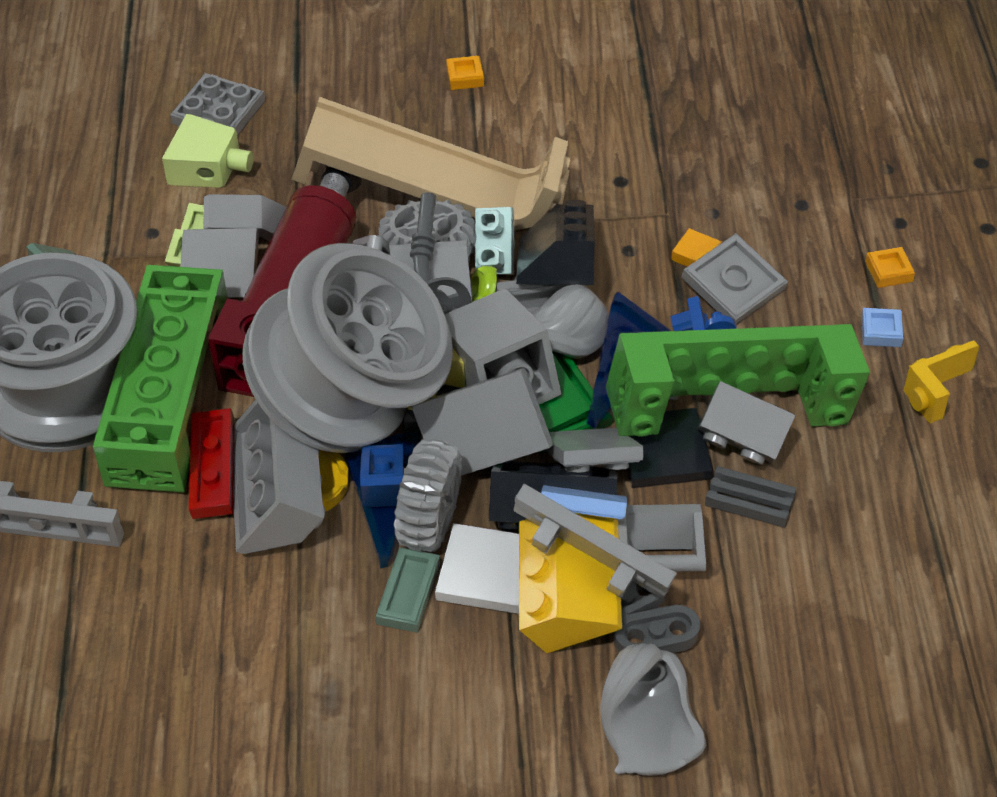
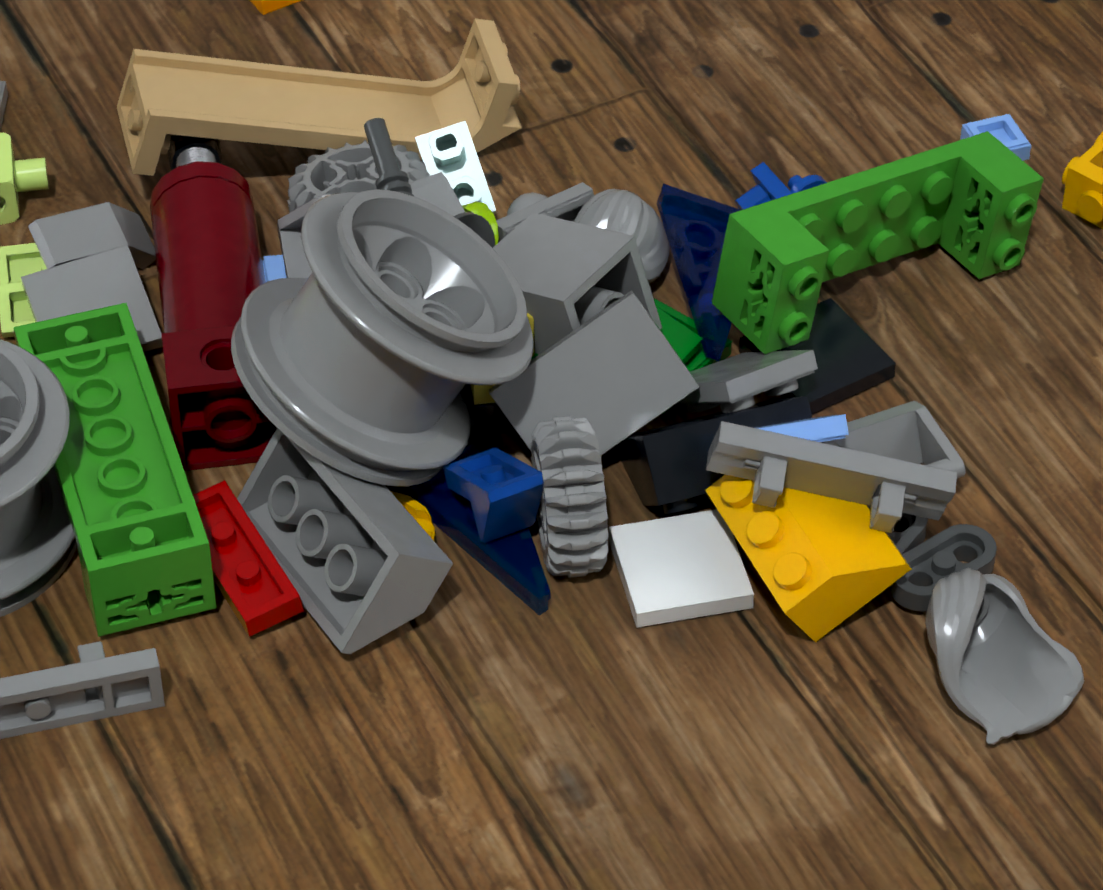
camera: 25 degrees left, 5 degrees down
(408, 590) = (595, 626): sand green tile -> none
(559, 247) = (554, 152): black slope -> none
(692, 247) = (713, 118): light orange tile -> none
(734, 279) = (784, 133): light grey tile -> none
(745, 423) = (911, 292): light grey brick -> none
(752, 491) = (952, 379): dark grey tile -> none
(890, 267) = (963, 70): light orange tile -> none

